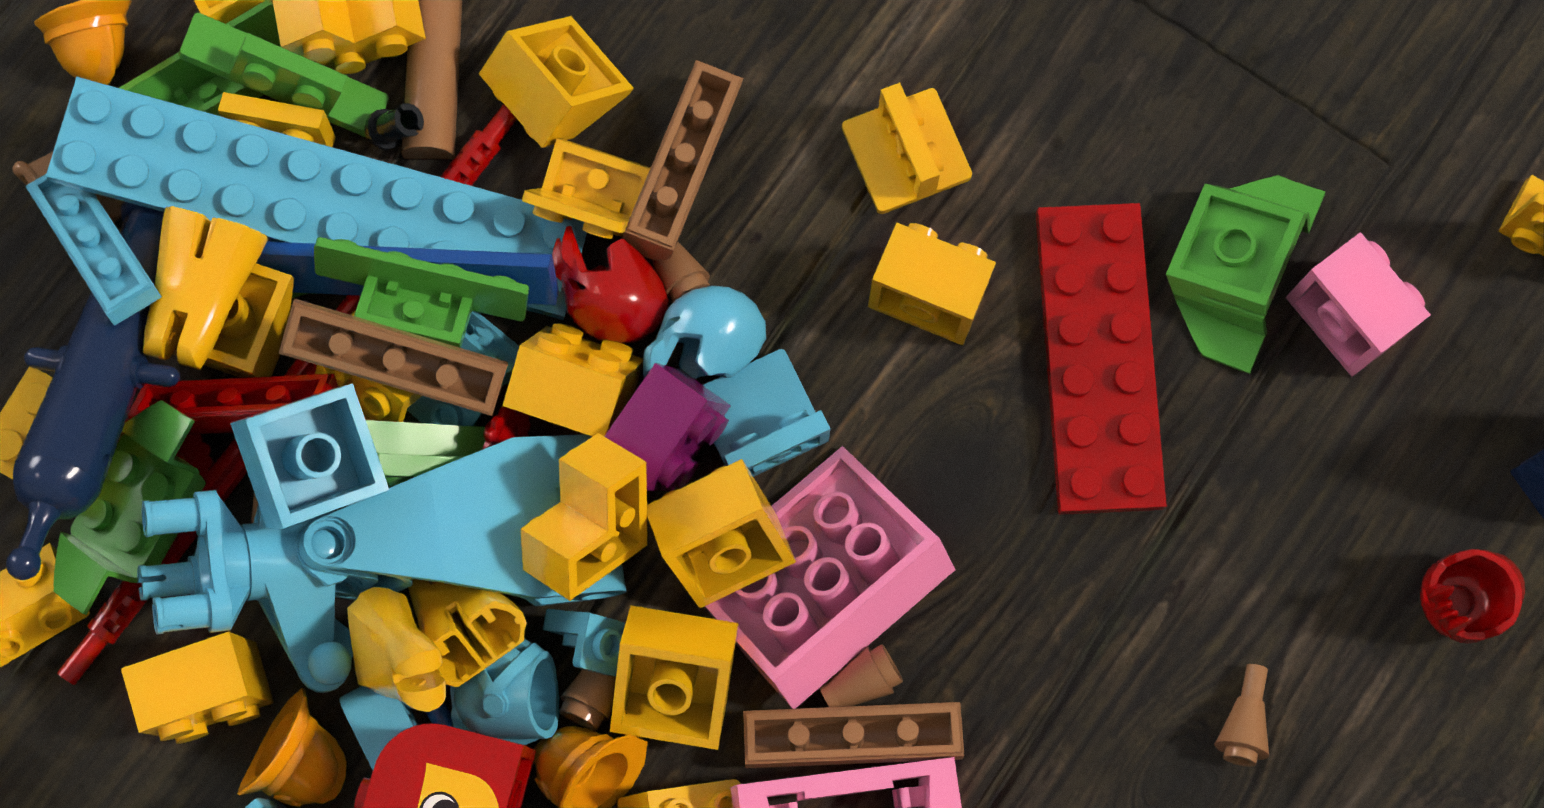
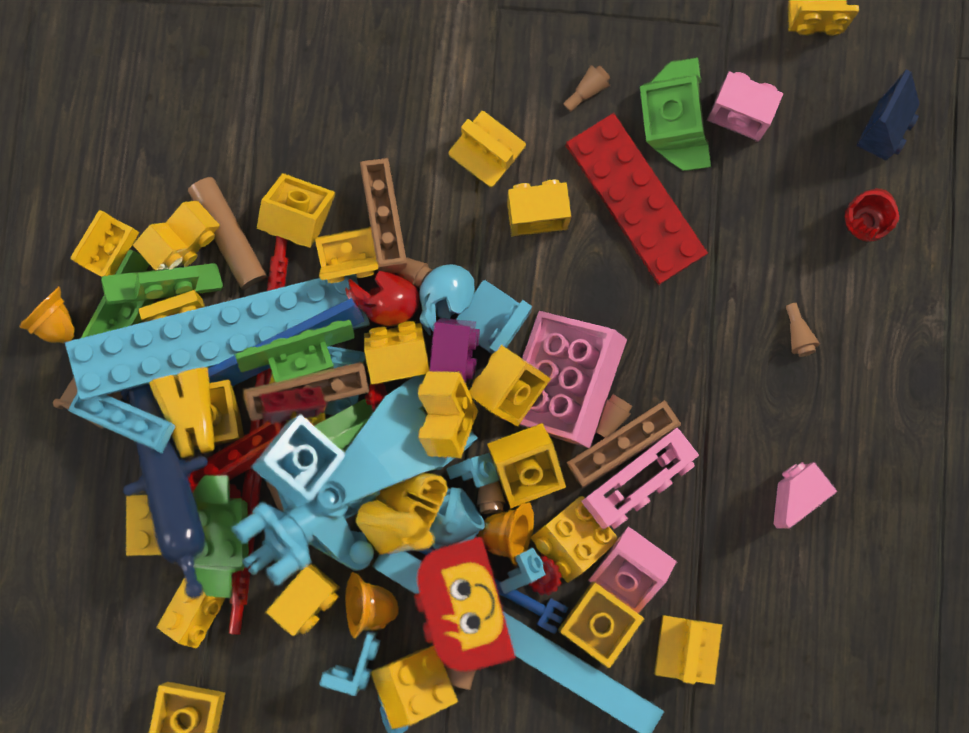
camera: 30 degrees left, 5 degrees up
(379, 370) = (279, 404): none -> dark red hinge
(389, 127) = (227, 280): black pin -> none
(1130, 140) = (592, 83): none -> medium nougat cone

